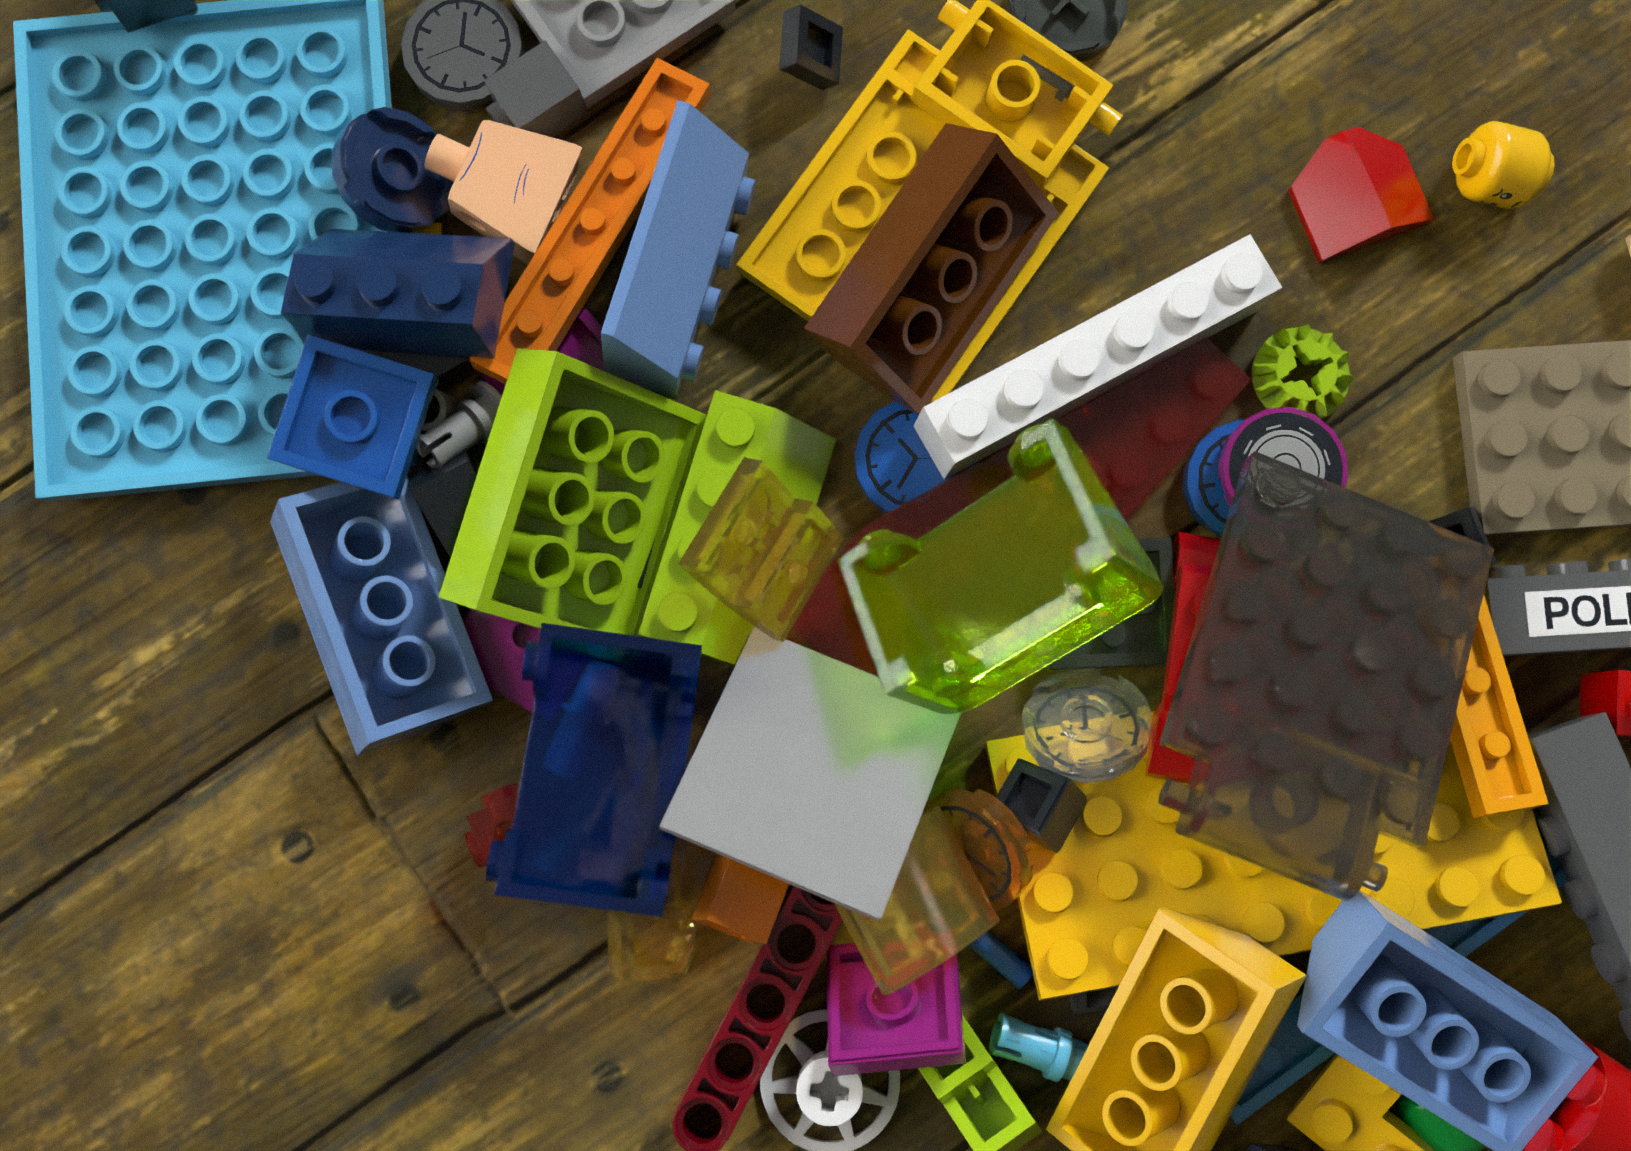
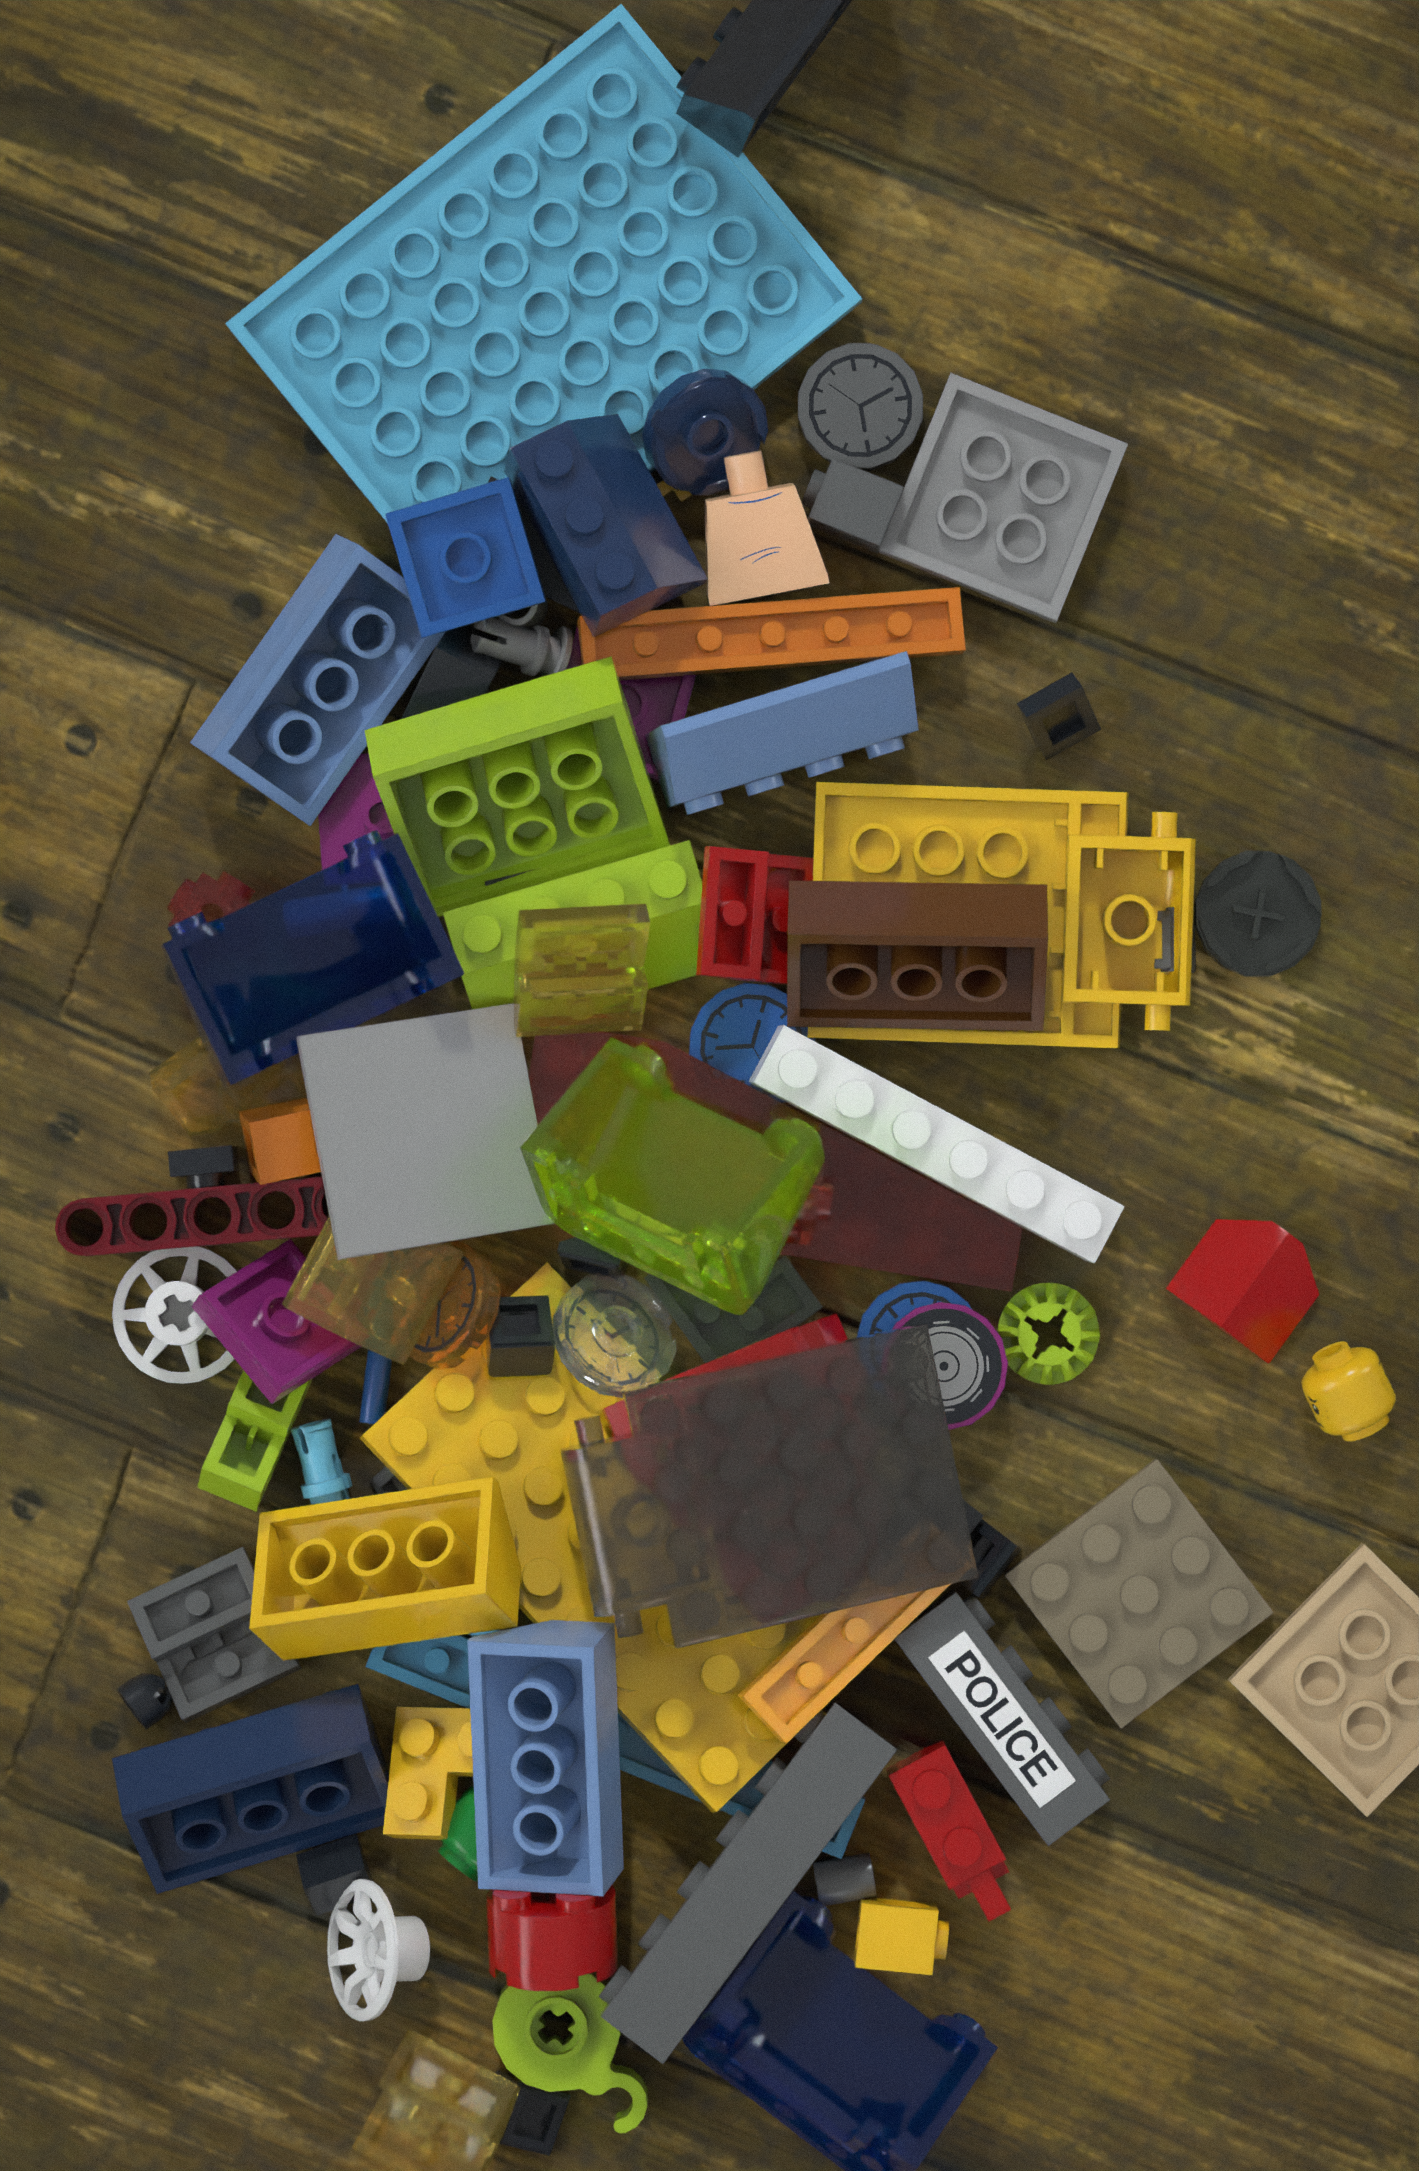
camera: 60 degrees right, 5 degrees up
(718, 980) = (203, 1165): none -> black plate
(807, 385) = (746, 913): none -> red slope
(1006, 704) = (586, 1258): none -> black slope

